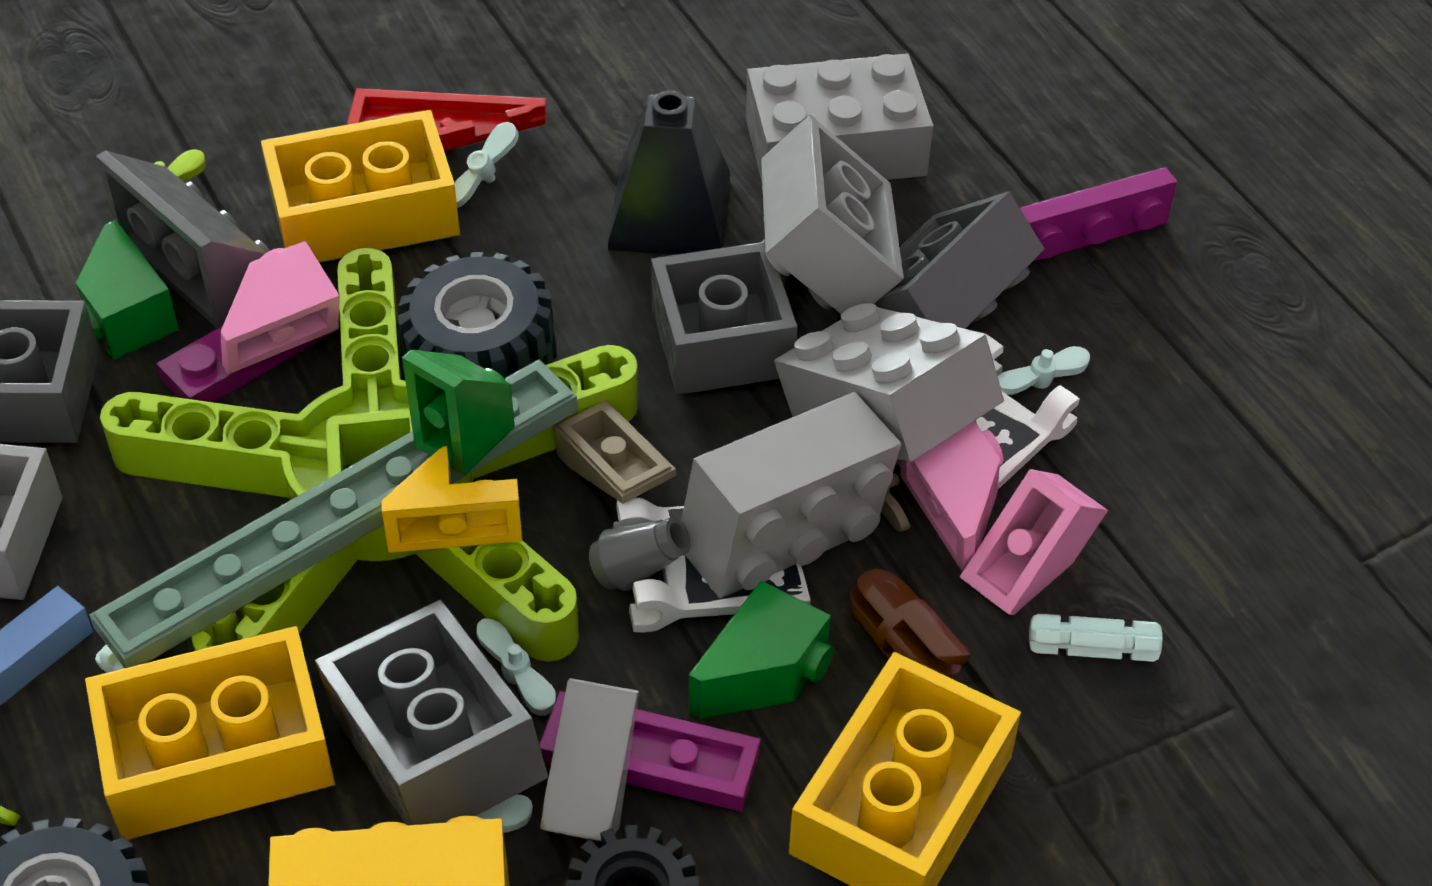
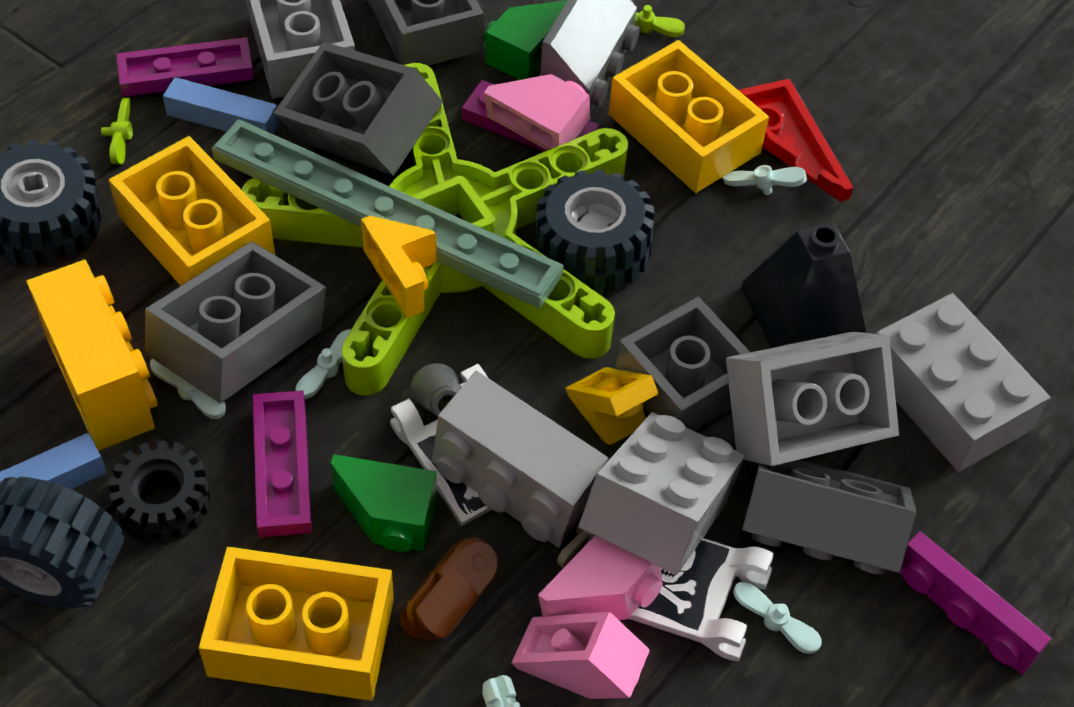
camera: 65 degrees right, 5 degrees up
(156, 478) = (359, 107): none -> dark grey brick
(456, 406) = (467, 221): green slope -> none
(590, 760) = (240, 425): light grey slope -> none
(610, 453) = (523, 347): dark tan slope -> none
(719, 397) = (613, 401): none -> yellow slope

